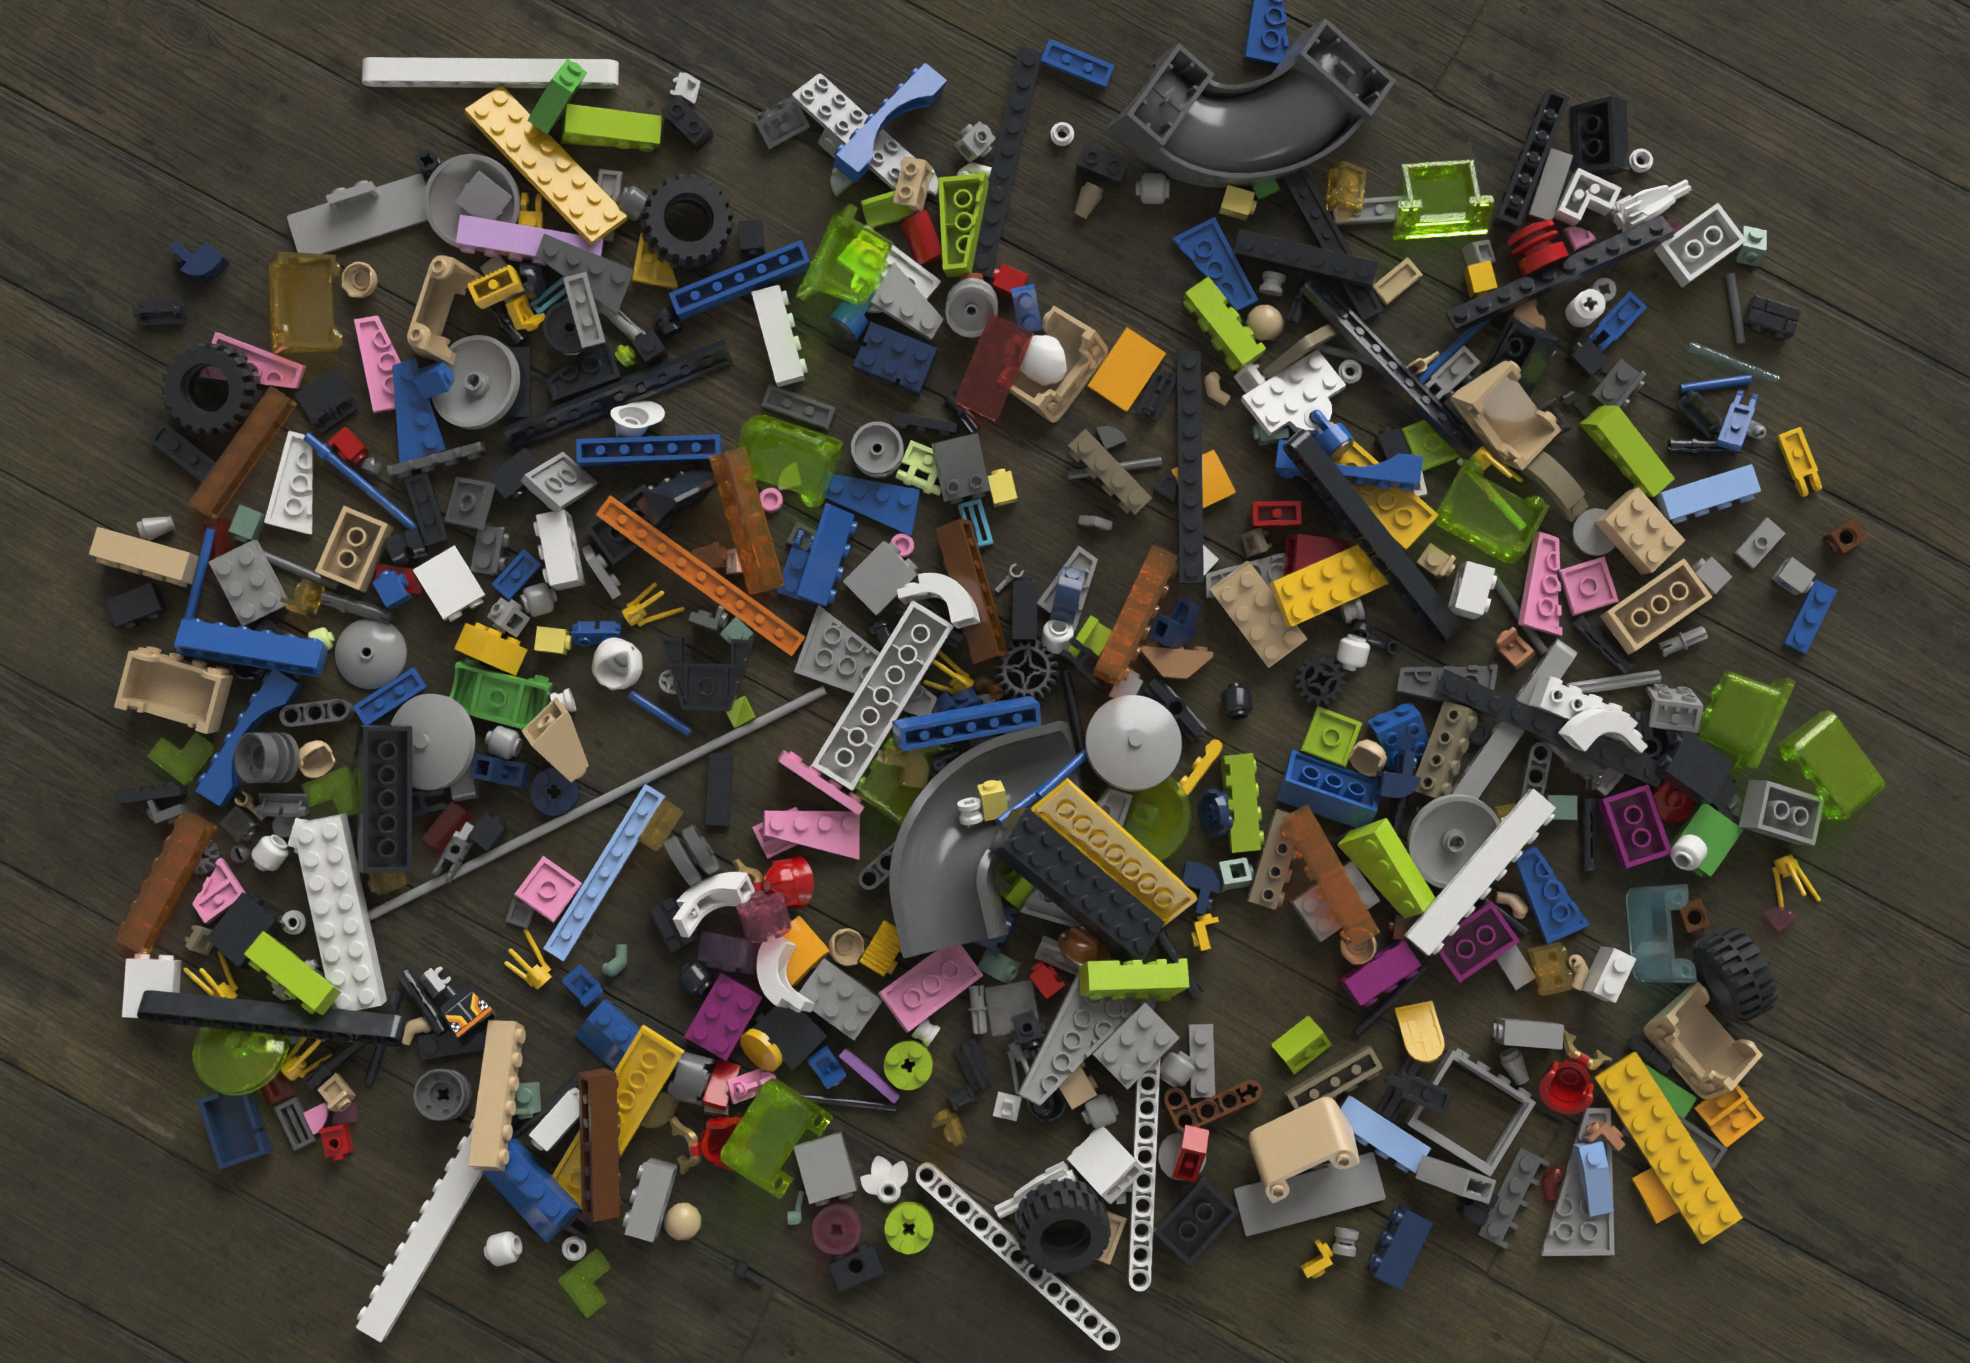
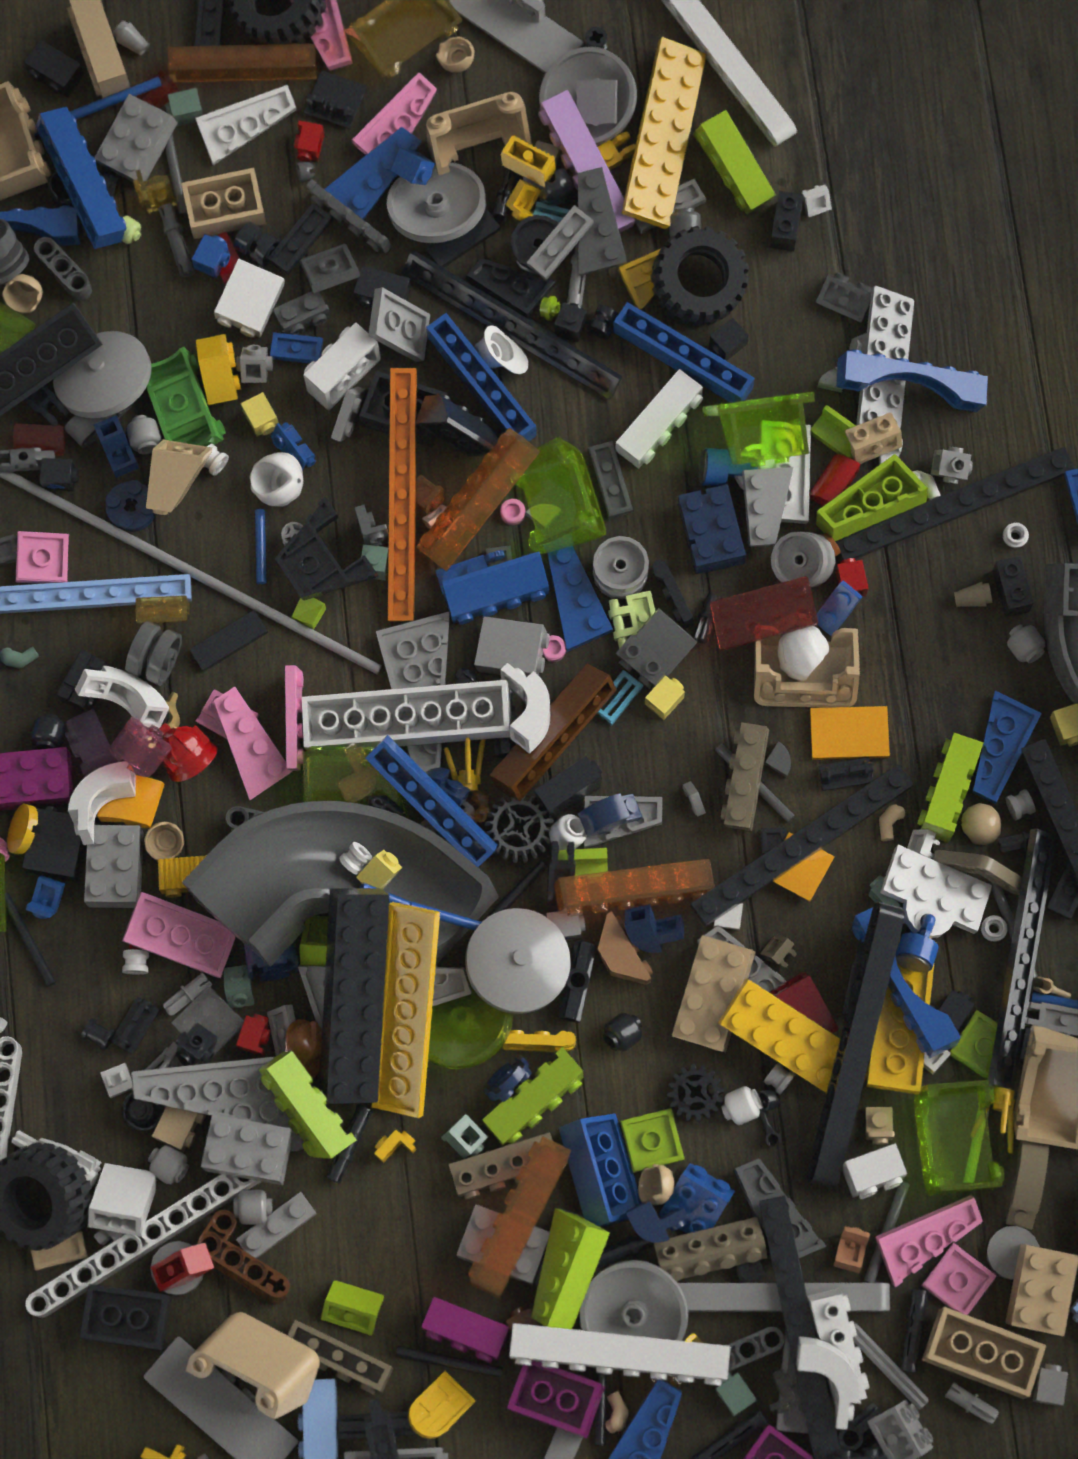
camera: 60 degrees right, 10 degrees down
(325, 452) = (289, 126): blue bar -> none
(386, 657) = (146, 292): light grey dish -> none
(390, 697) = (119, 317): blue plate -> none
(538, 599) = (287, 379): light grey head -> none
(557, 96) = (733, 95): bright green brick -> none
(635, 611) = (334, 466): yellow plant -> none
(871, 1076) = (63, 940): medium lavender tile -> none
(900, 1076) = (90, 979): lime brick -> none
(953, 1128) = (66, 1041): clear yellow bracket -> none
(1008, 579) = (577, 757): light grey hand -> none
(1204, 879) = (441, 1114): dark blue brick -> none
(1275, 514) = (815, 949): red brick -> none
(1361, 953) = (475, 1299): tan hair -> none

